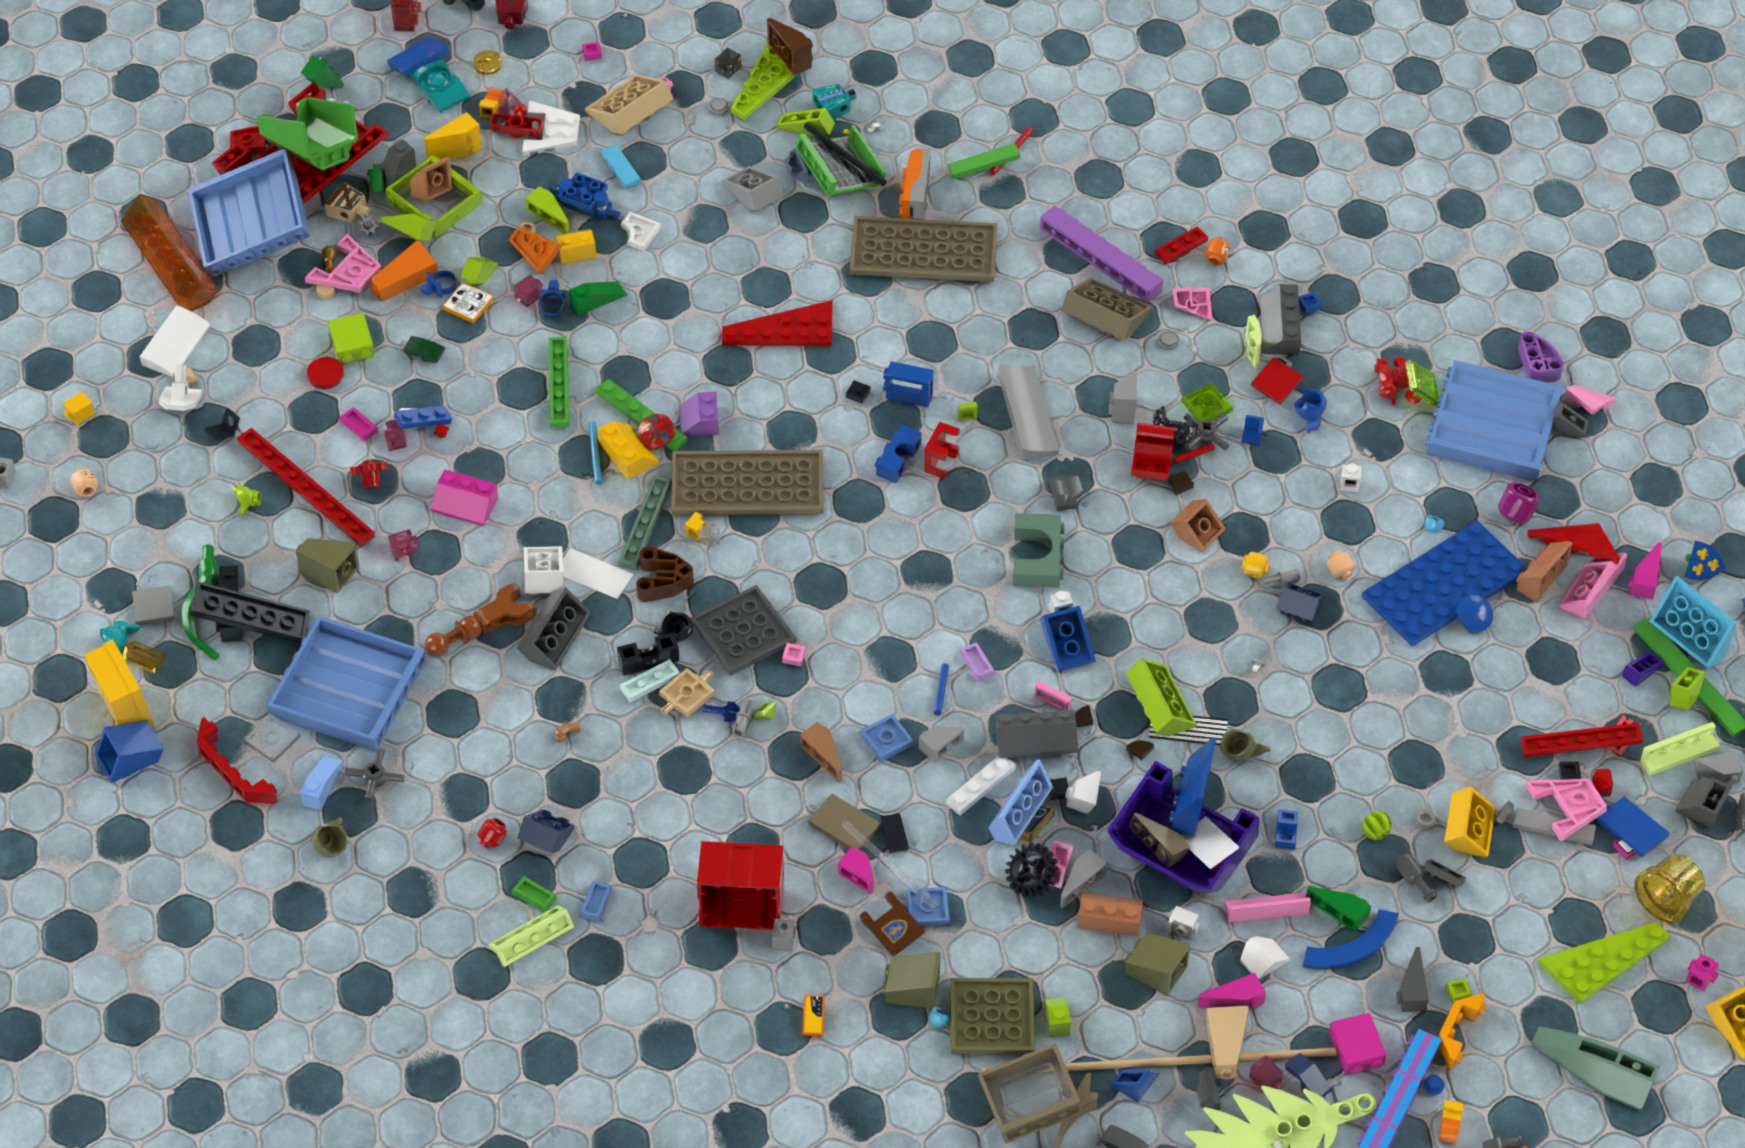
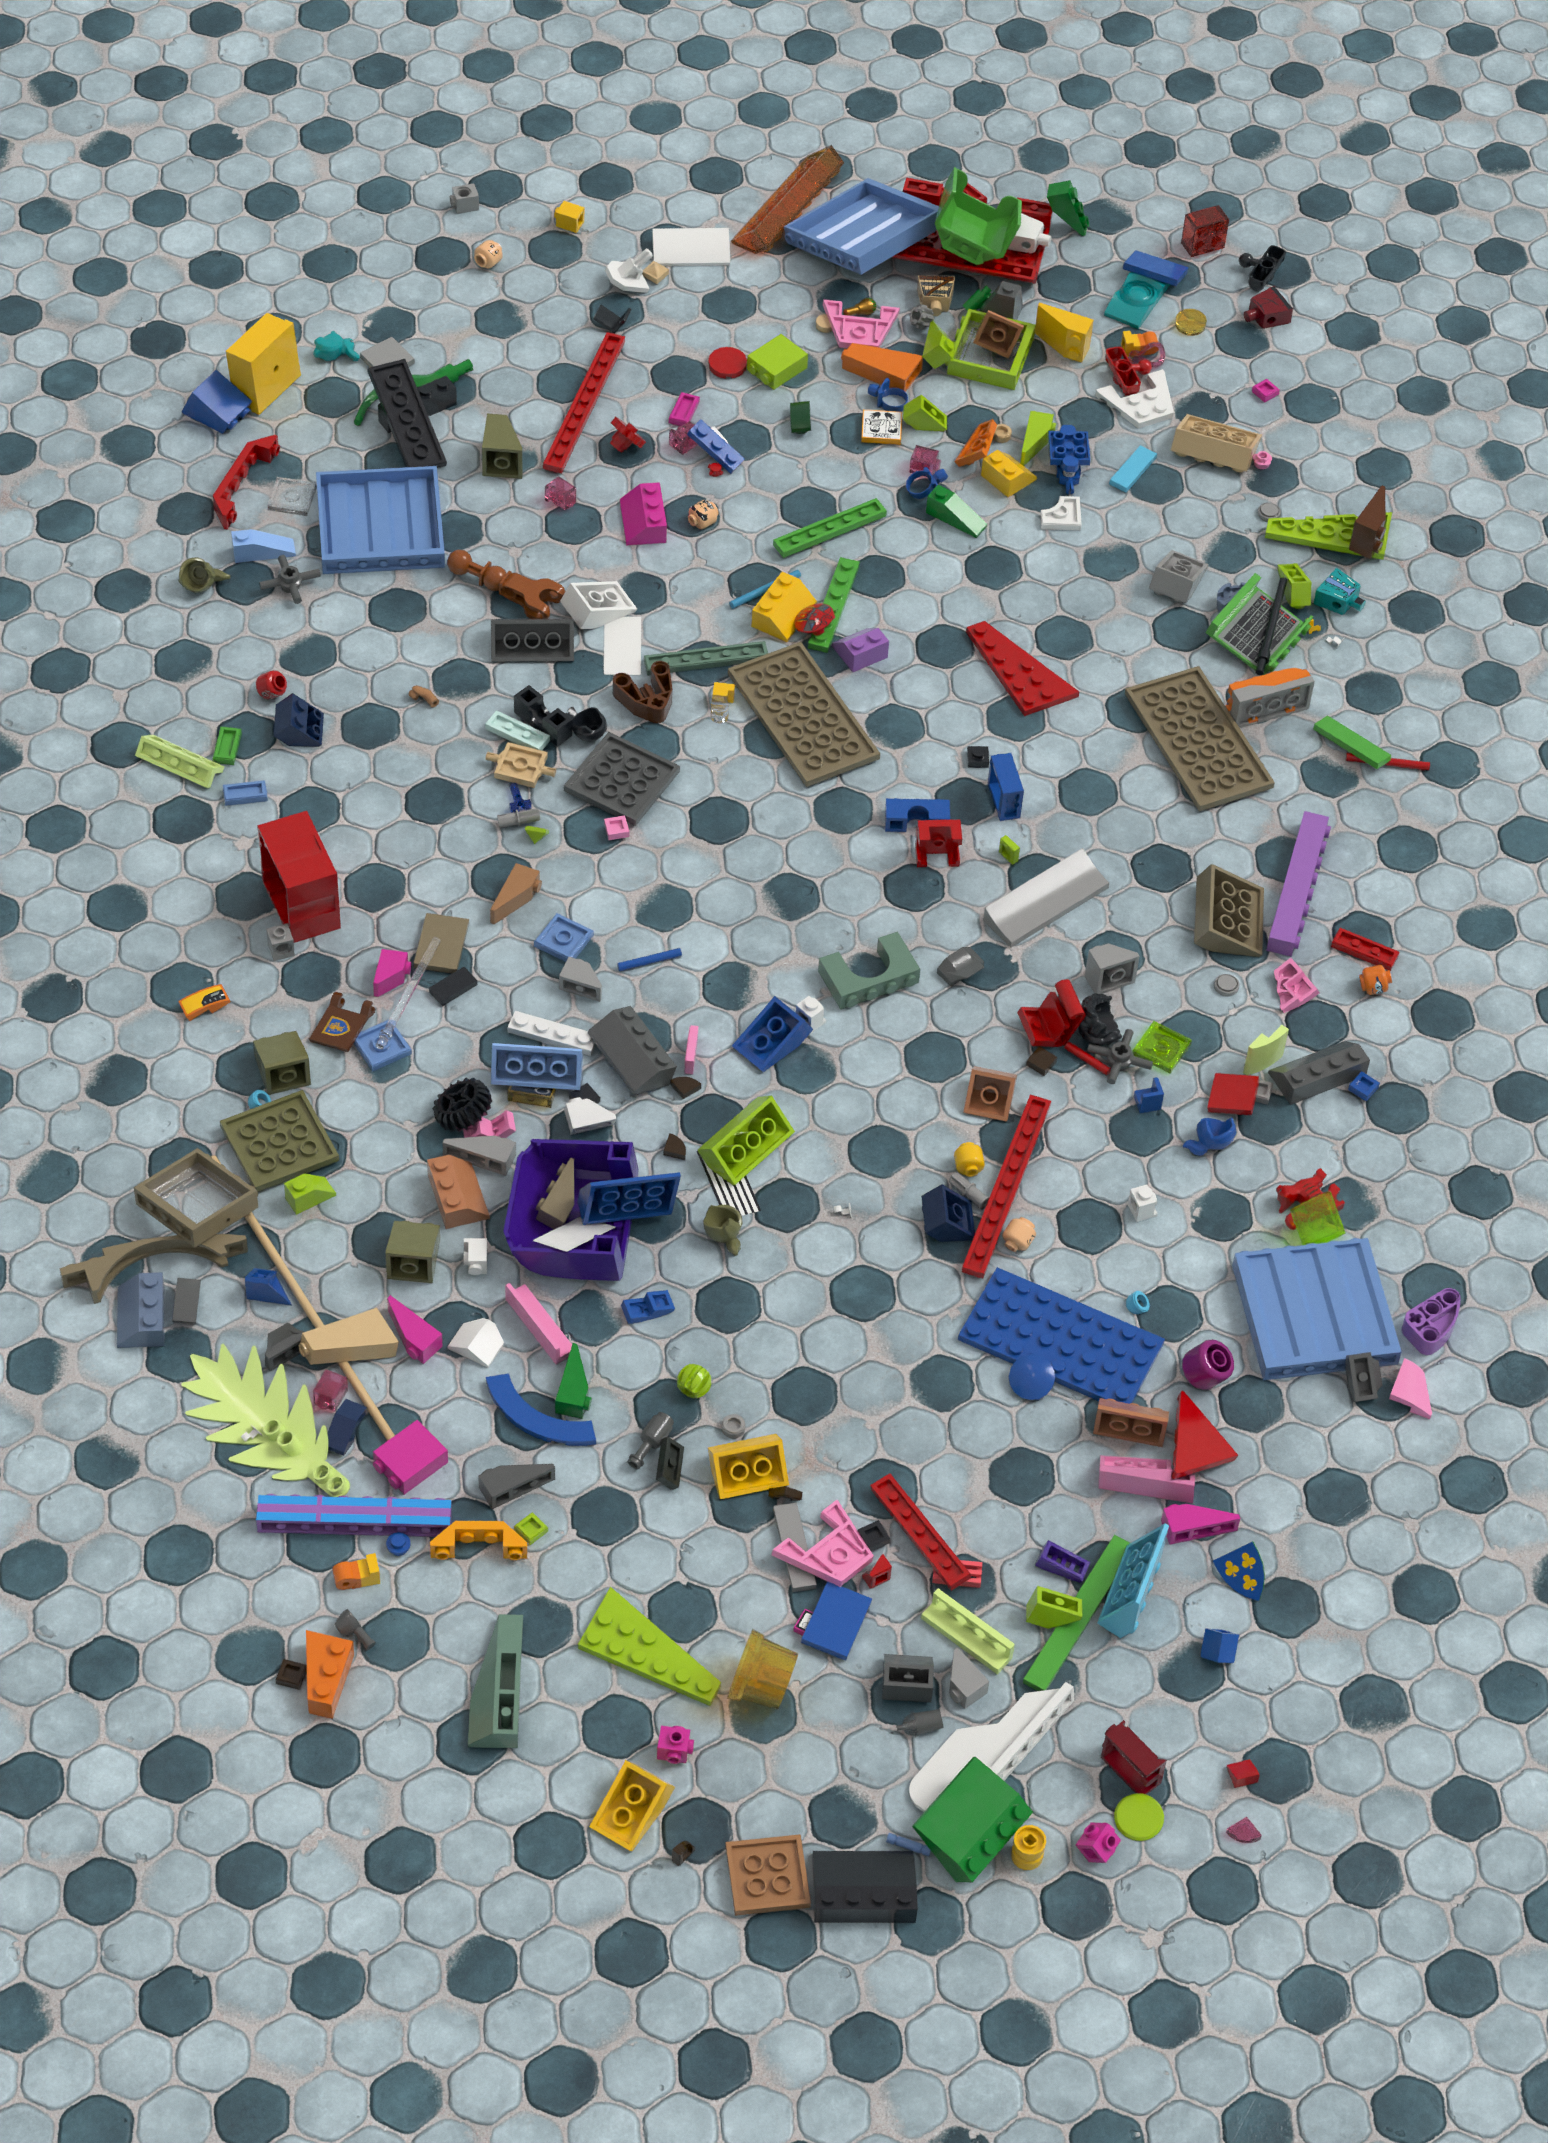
camera: 60 degrees right, 0 degrees up
(143, 656) = (328, 374): clear yellow slope -> none
(246, 497) = (544, 368): lime animal -> none
(489, 457) = (703, 514): none -> light nougat head
(727, 63) = (1325, 494): clear smoke brick -> none
(977, 662) = (701, 975): lavender tile -> none
(1290, 554) = (1006, 1187): none -> red plate

